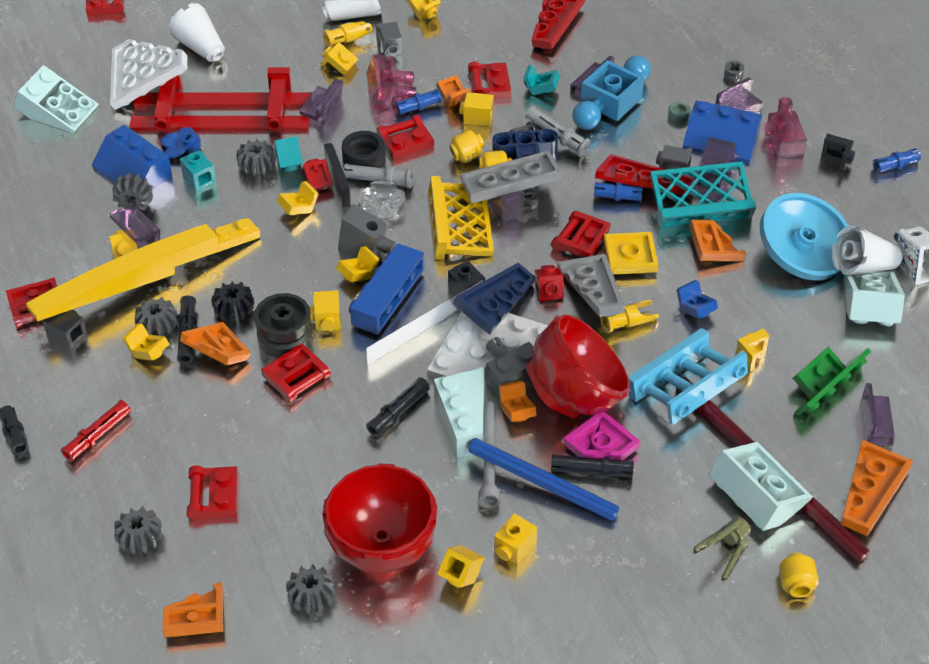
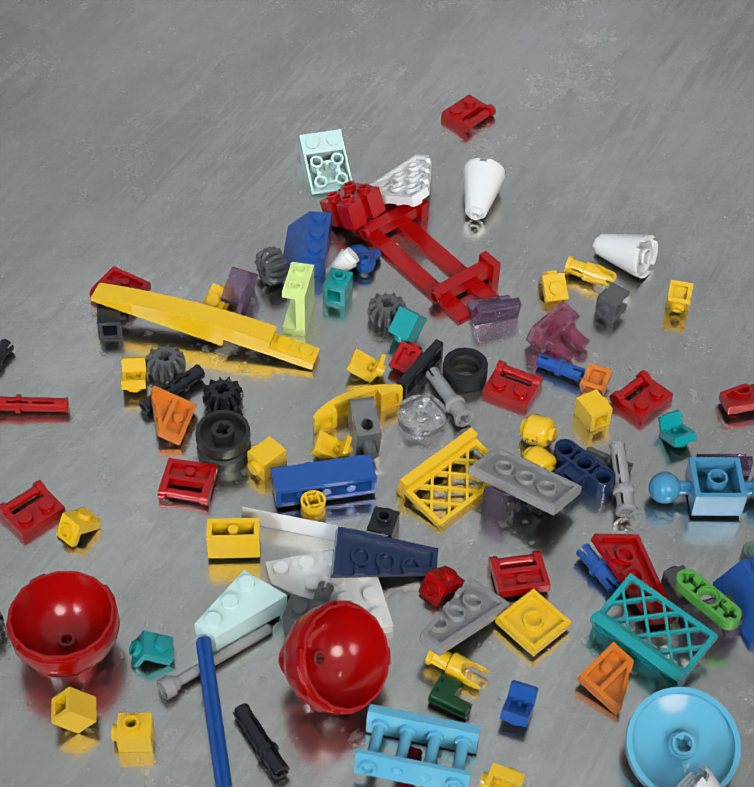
camera: 50 degrees right, 0 degrees up
(129, 107) = (353, 205): none -> red brick
(178, 149) = (345, 260): none -> white cone
(199, 199) = (300, 289): none -> yellowish green panel
(266, 469) = (76, 523): none -> yellow bracket
(328, 221) = (385, 397): none -> yellow slope
(389, 371) = (233, 537): none -> yellow brick
(391, 412) = (216, 568): black pin -> none
(404, 309) = (313, 506): none -> yellow wheel
(444, 484) = (152, 648): none -> teal bracket
(515, 402) = (272, 645): orange bracket -> none
(600, 438) = (294, 730): dark pink plate -> none
(648, 337) = (445, 696): none -> dark green piece
(729, 149) = (711, 610): none -> bright green beam

